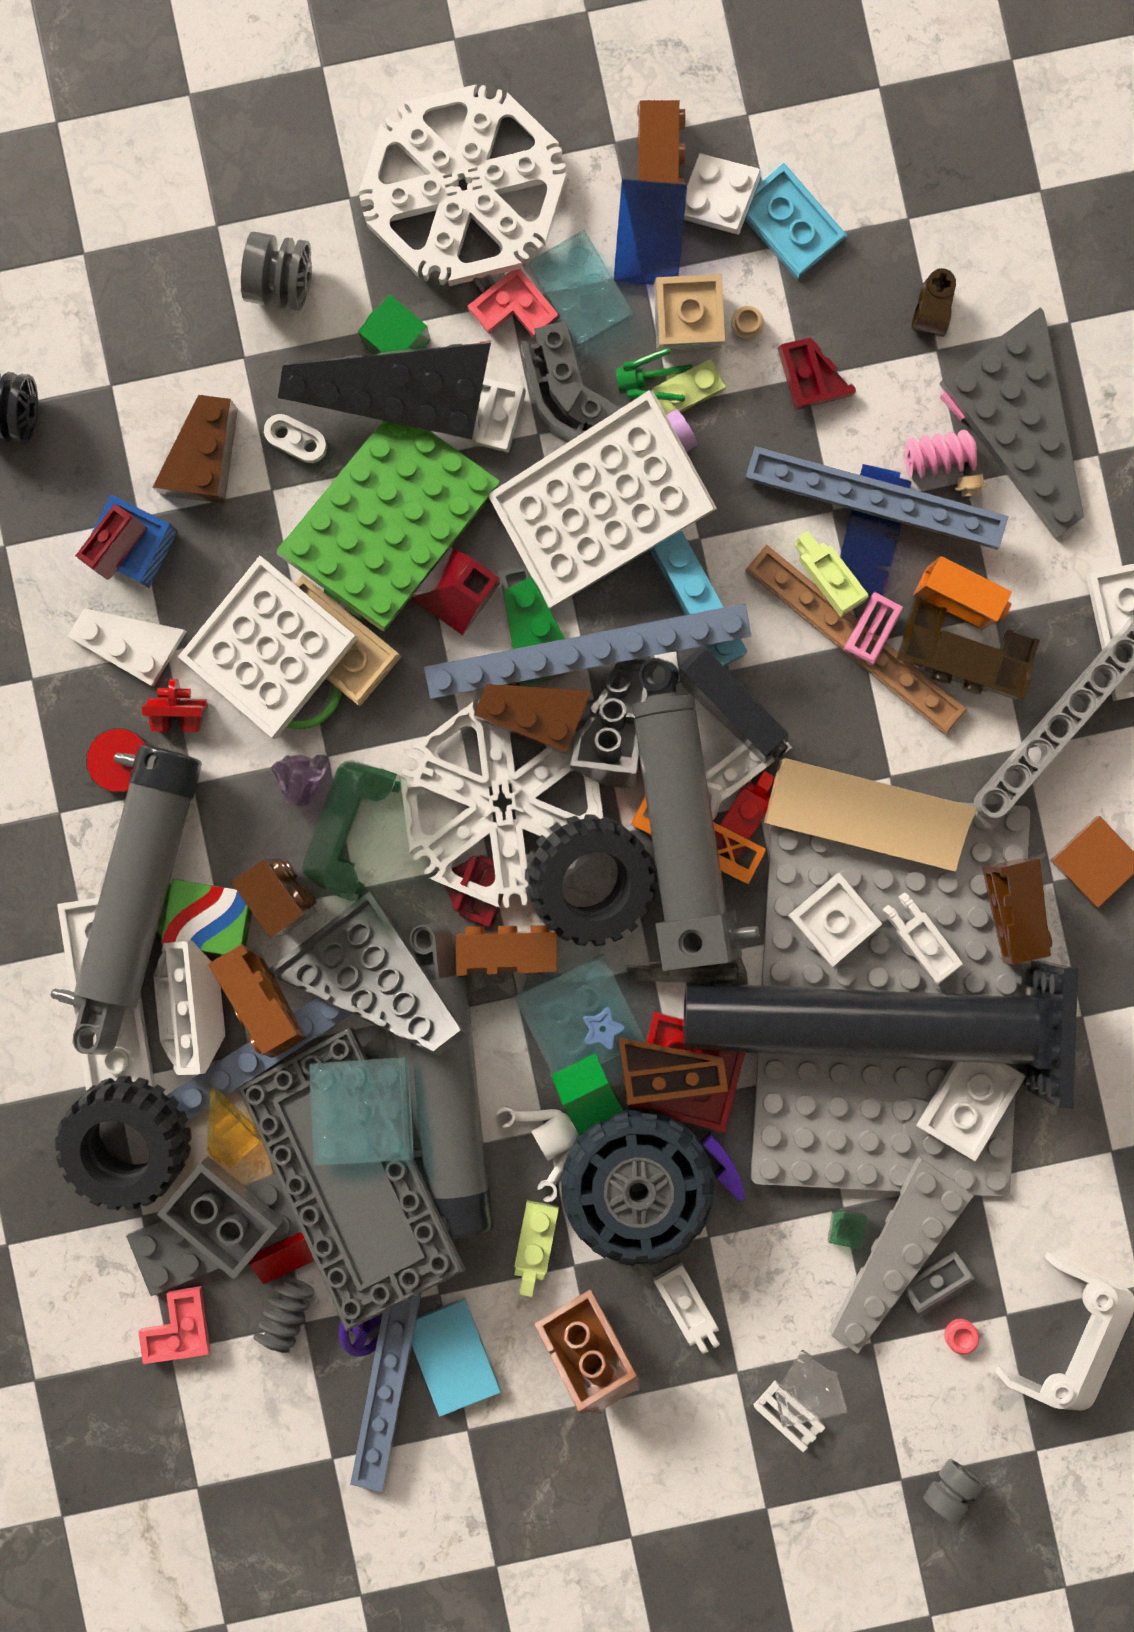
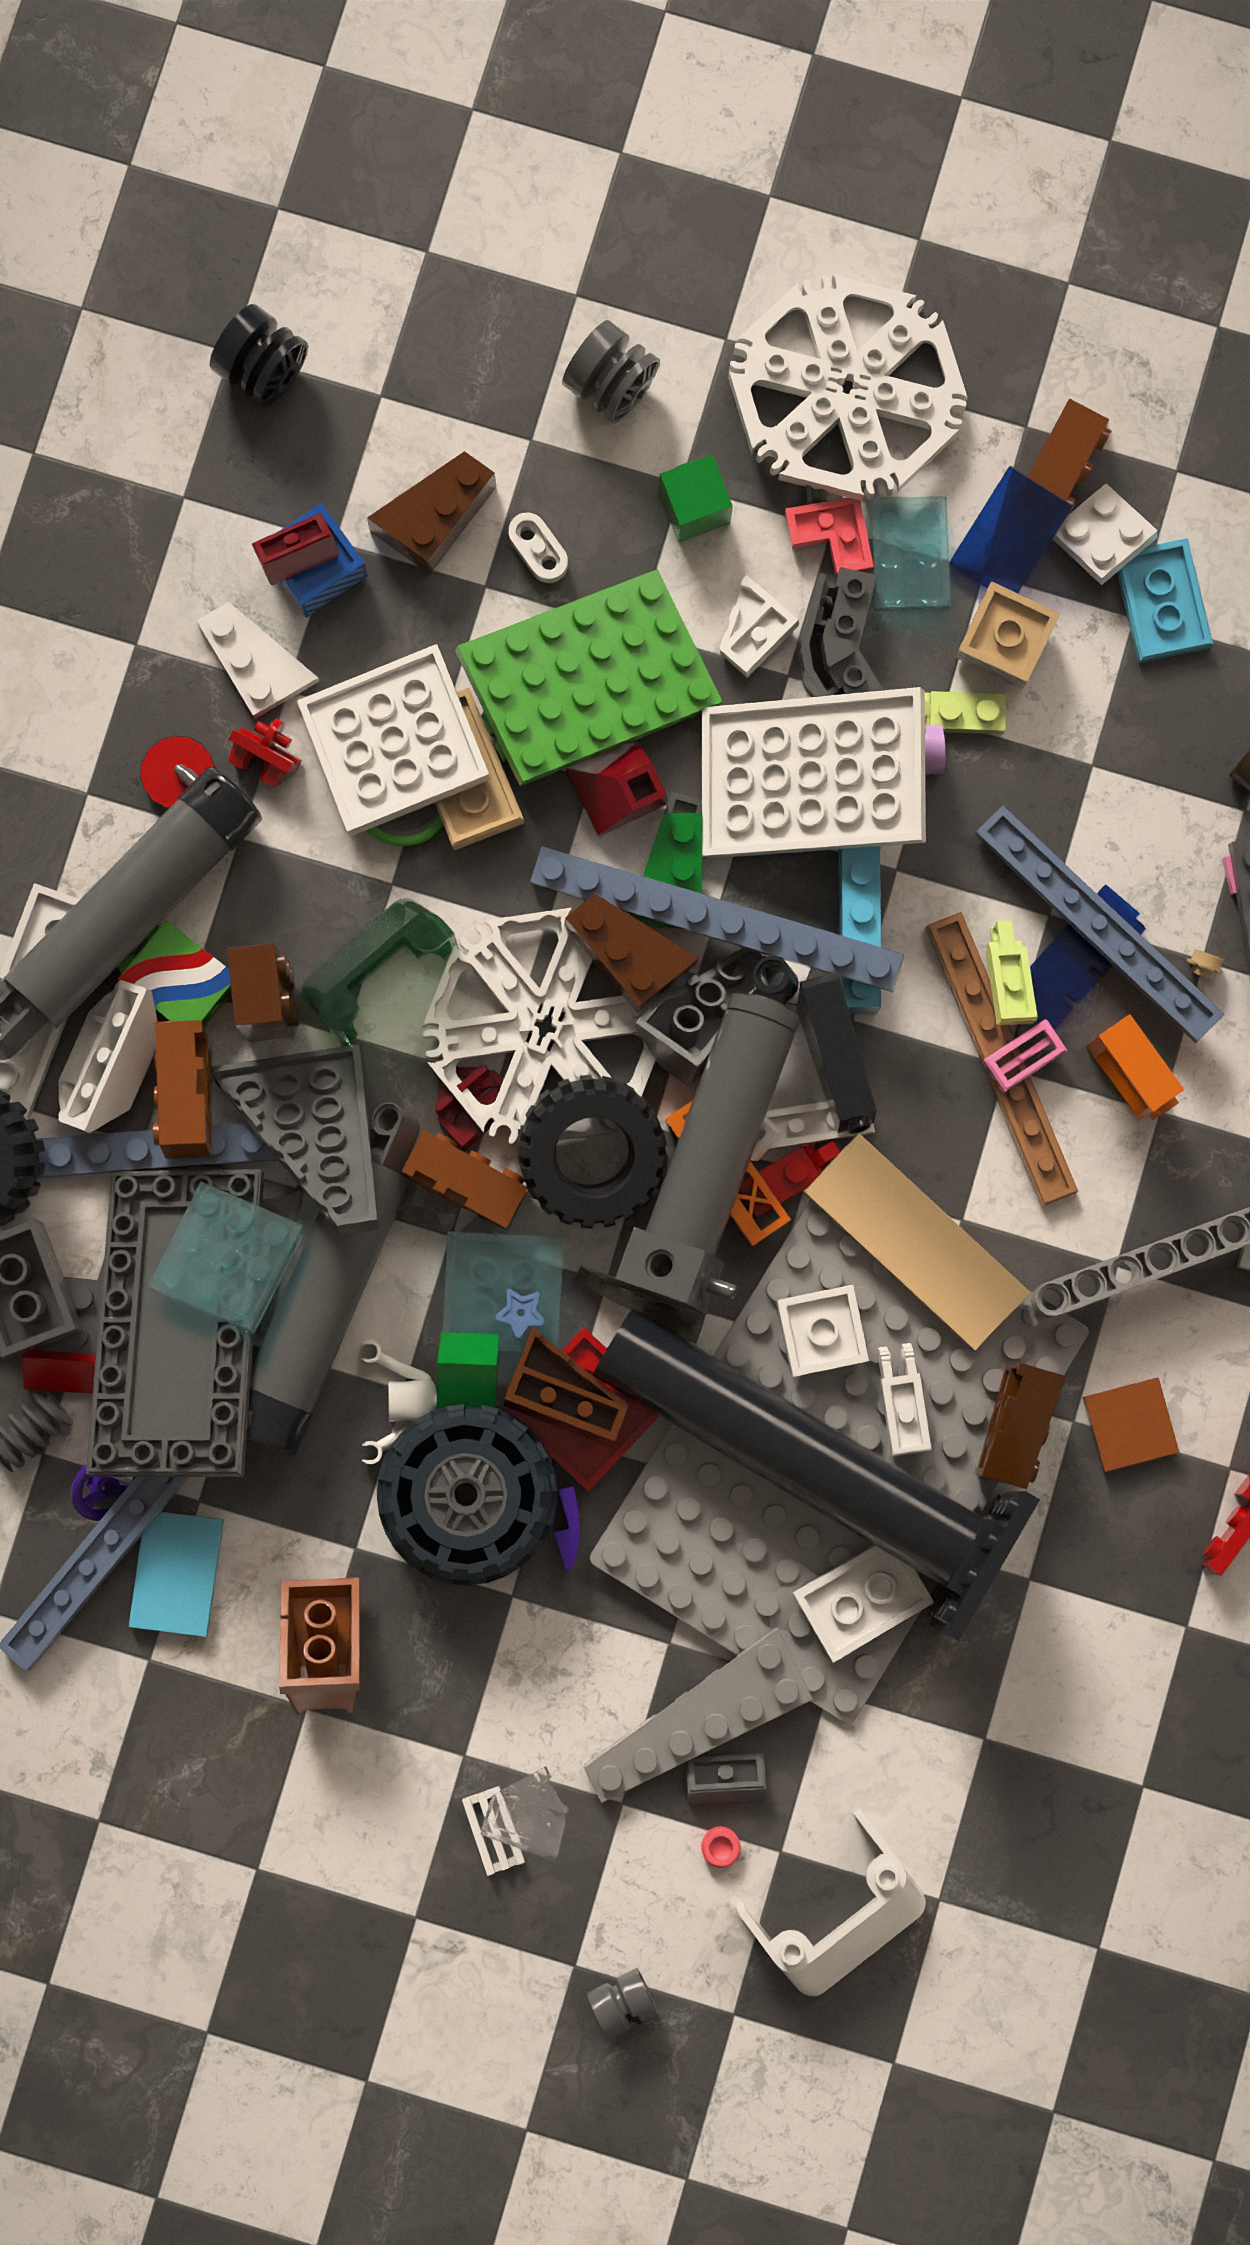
camera: 25 degrees right, 5 degrees down
(228, 1130) = (78, 1207): clear yellow slope -> none
(299, 777) = (352, 888): clear purple rock -> none
(408, 387) = (682, 558): black wing -> none
(535, 1244) = (327, 1502): yellowish green hinge -> none
(631, 378) = (913, 671): green plant -> none
(687, 1307) = (449, 1655): white hinge -> none
(747, 322) = (1063, 677): tan plate -> none
(811, 375) = (1100, 766): dark red wing -> none
(847, 1228) = (661, 1664): clear green plate -> none
(940, 452) = (1190, 915): bright pink piece -> none
(965, 660) = (1101, 1137): dark brown bracket -> none

